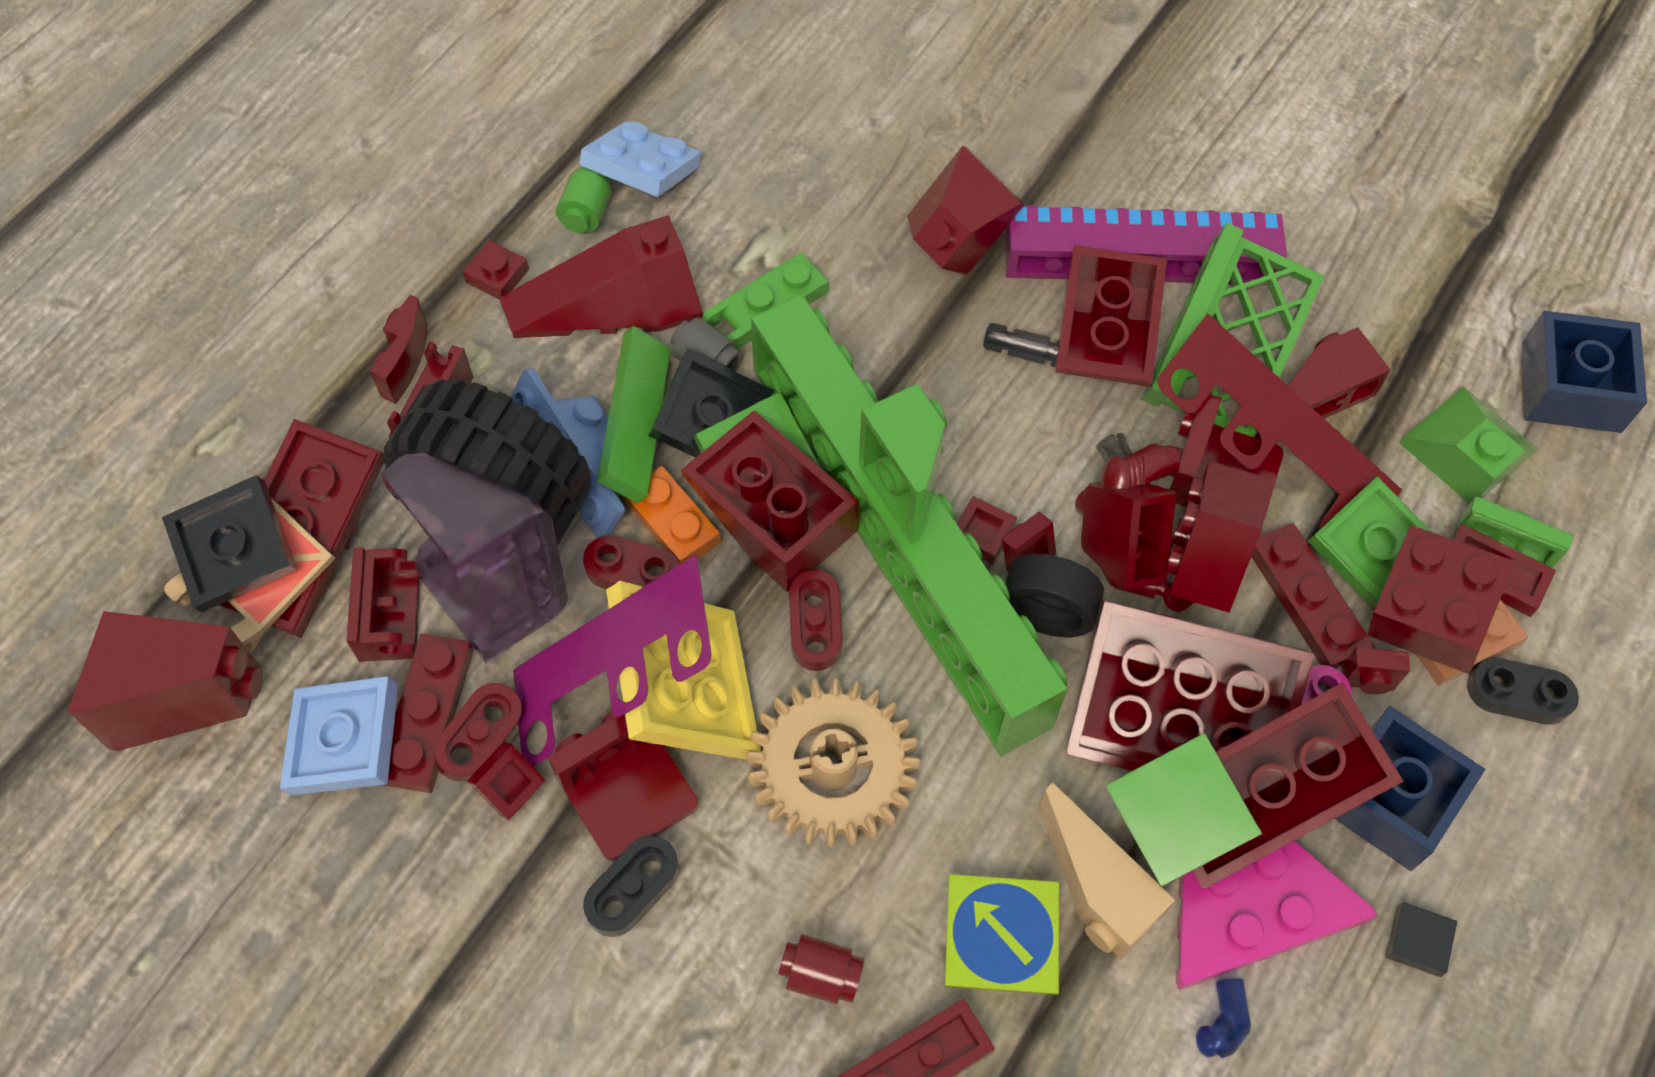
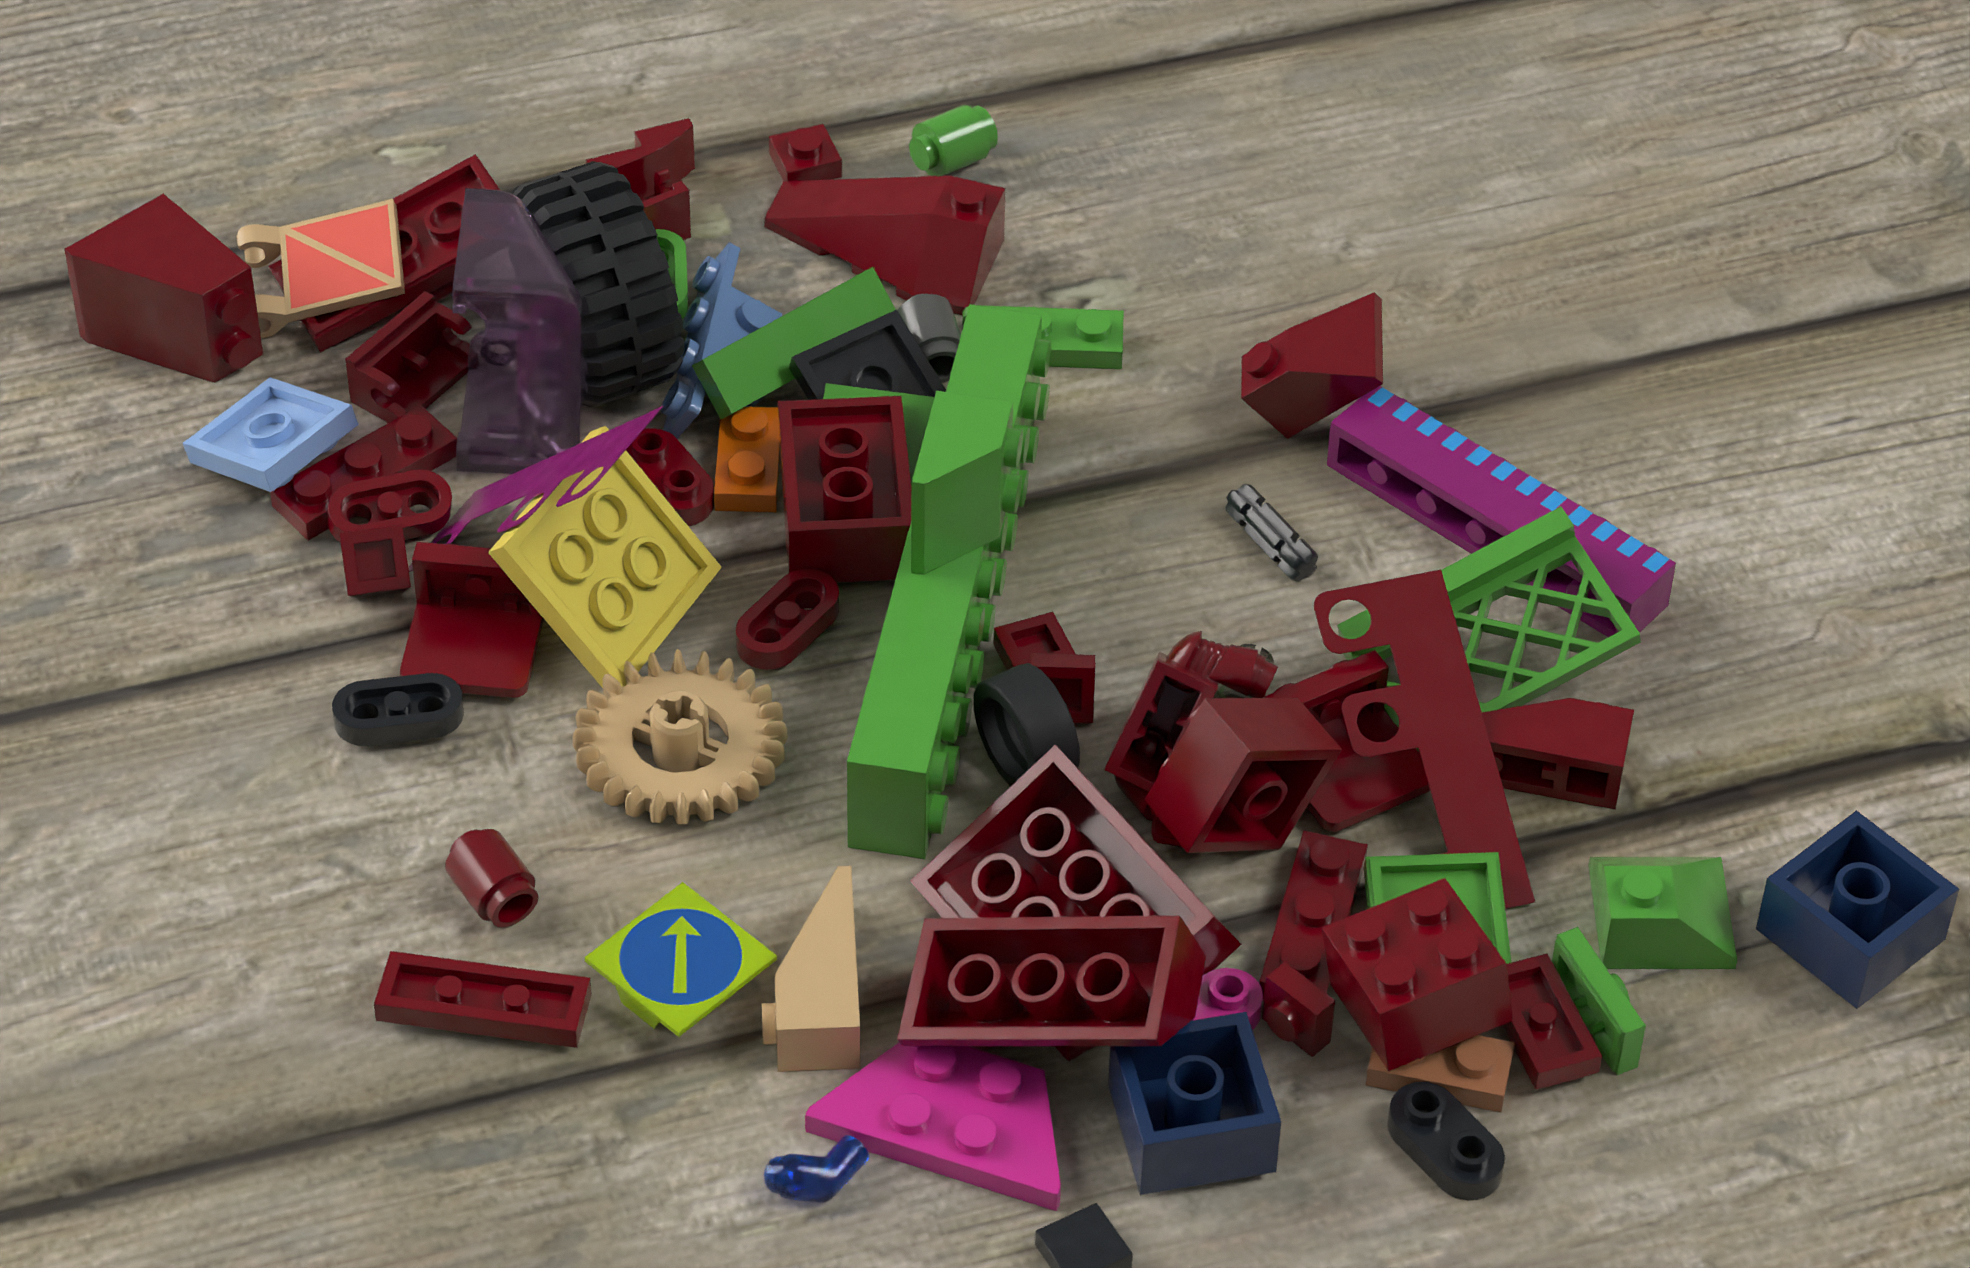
camera: 40 degrees right, 15 degrees down
(229, 543) = (322, 219): black plate -> none
(640, 158) = (1046, 132): light blue plate -> none
(1111, 316) = (1369, 529): dark red slope -> none
(1183, 809) = (935, 945): bright green tile -> none

